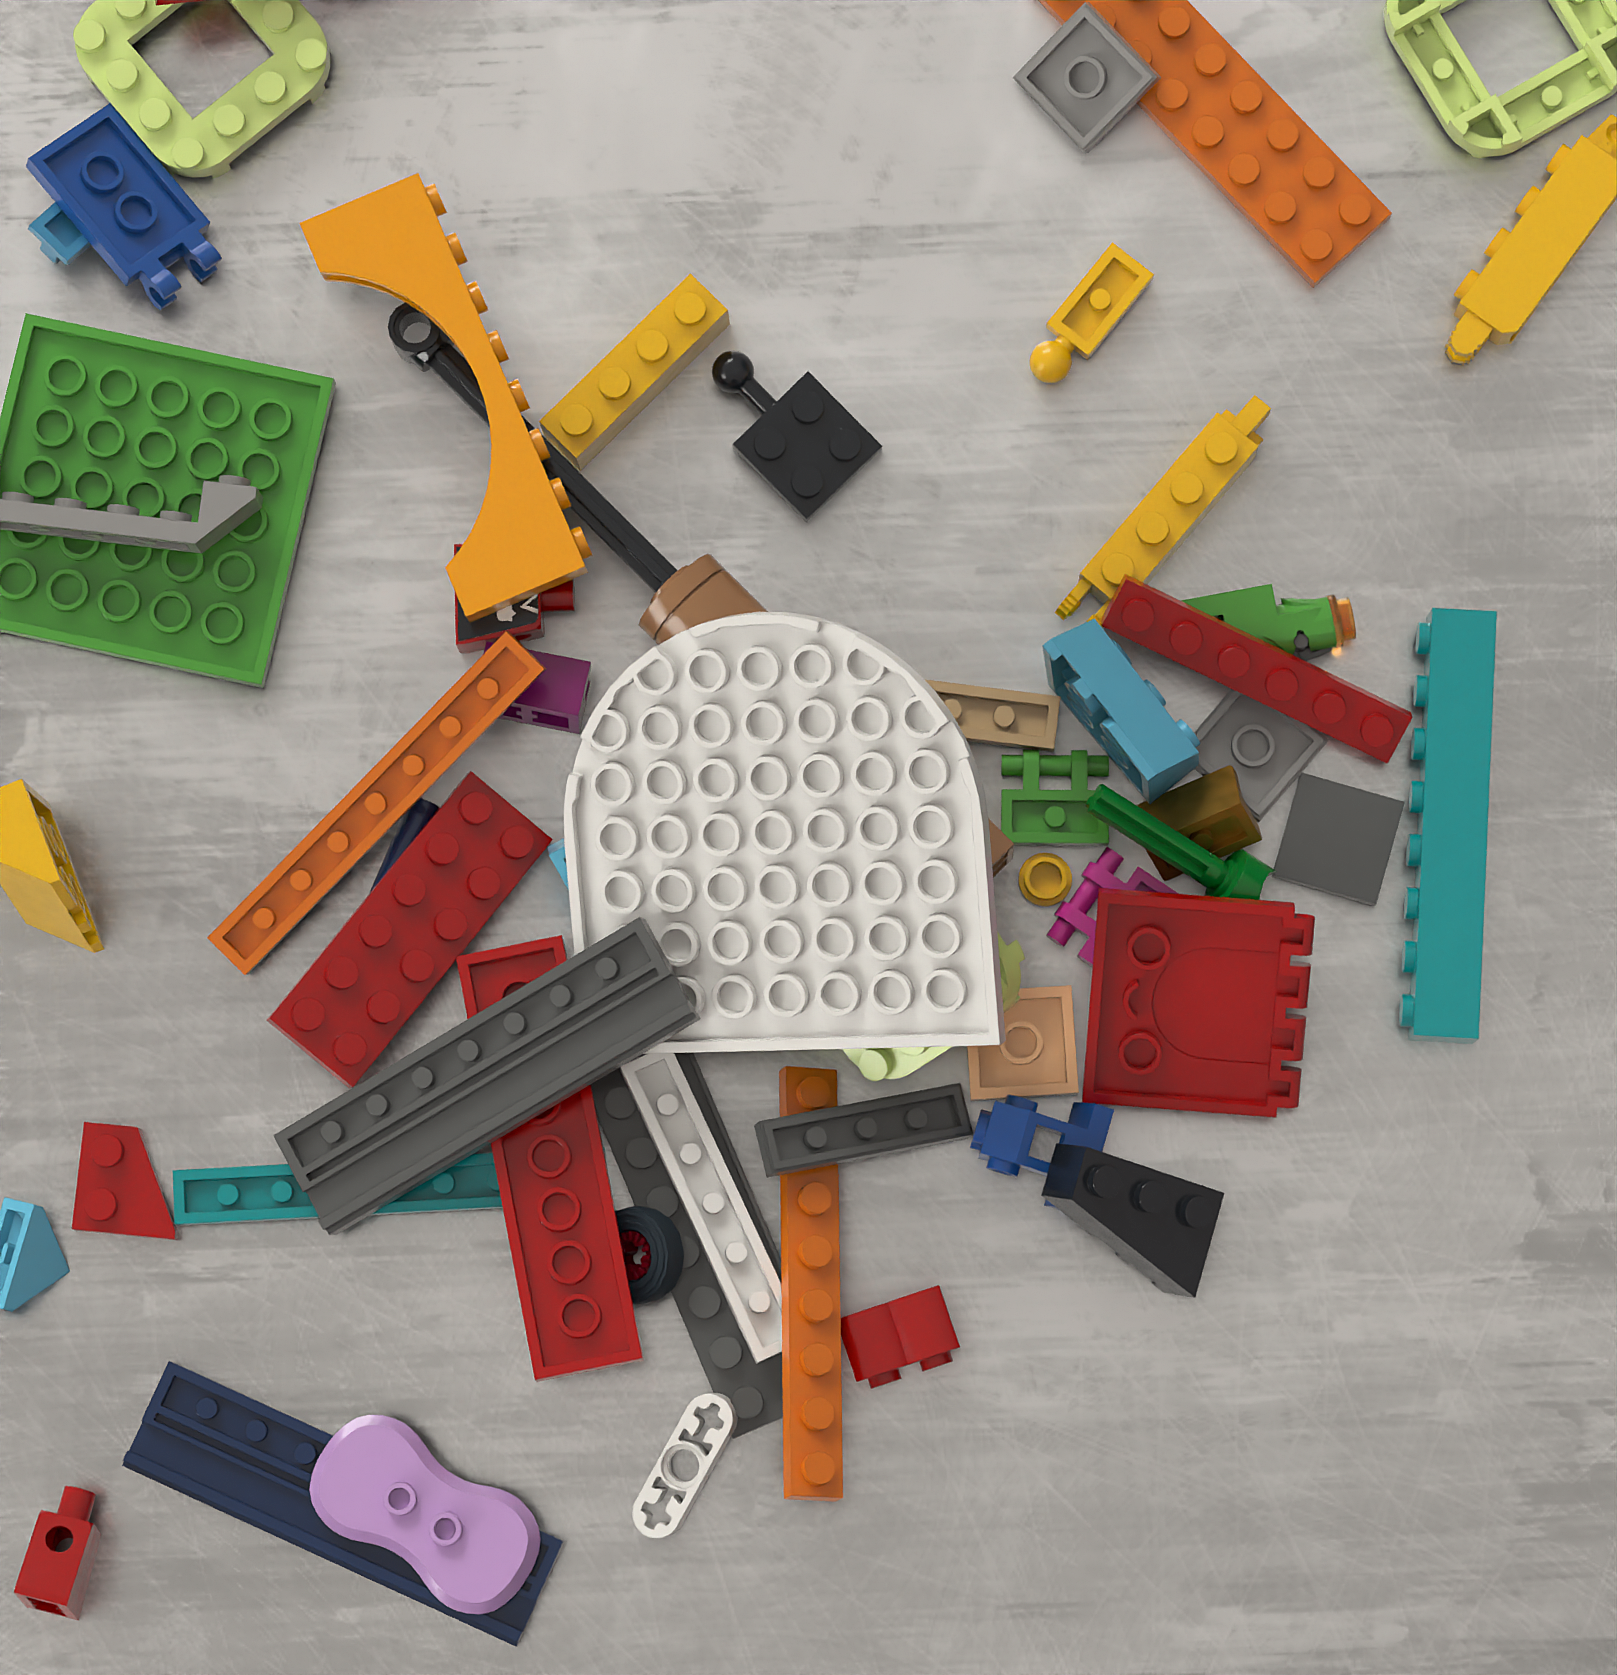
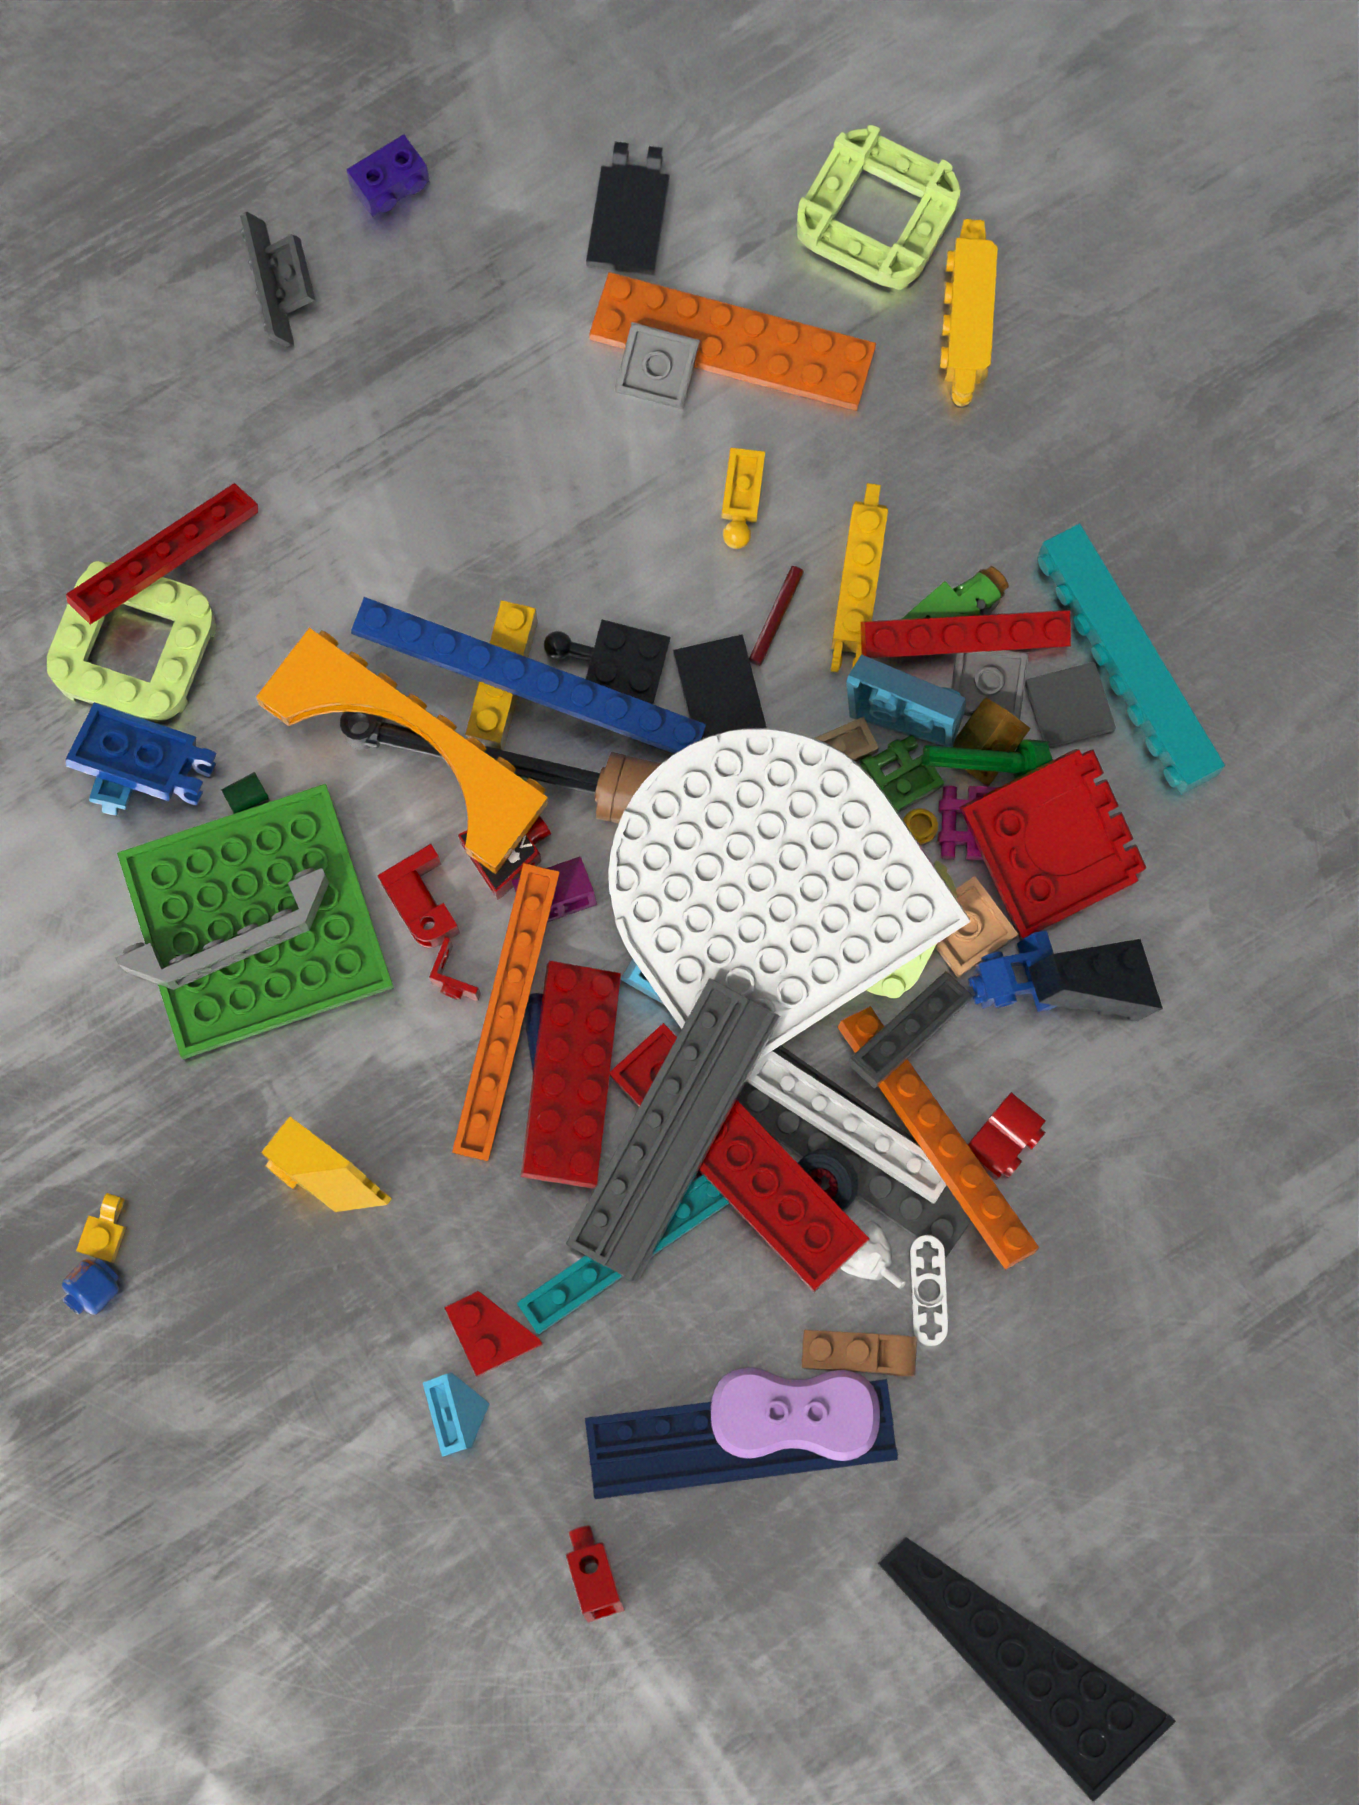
camera: 40 degrees left, 5 degrees down
(227, 331) = (245, 793): none -> dark green piece
(330, 729) = (450, 987): none -> red bracket
(353, 594) = (415, 901): none -> red piece
(551, 1489) = (859, 1352): none -> medium nougat plate
(646, 1383) = (873, 1258): none -> white piece
(659, 397) = (525, 677): none -> blue plate
(900, 559) = (719, 685): none -> black tile
(1036, 497) = (776, 615): none -> dark red bar

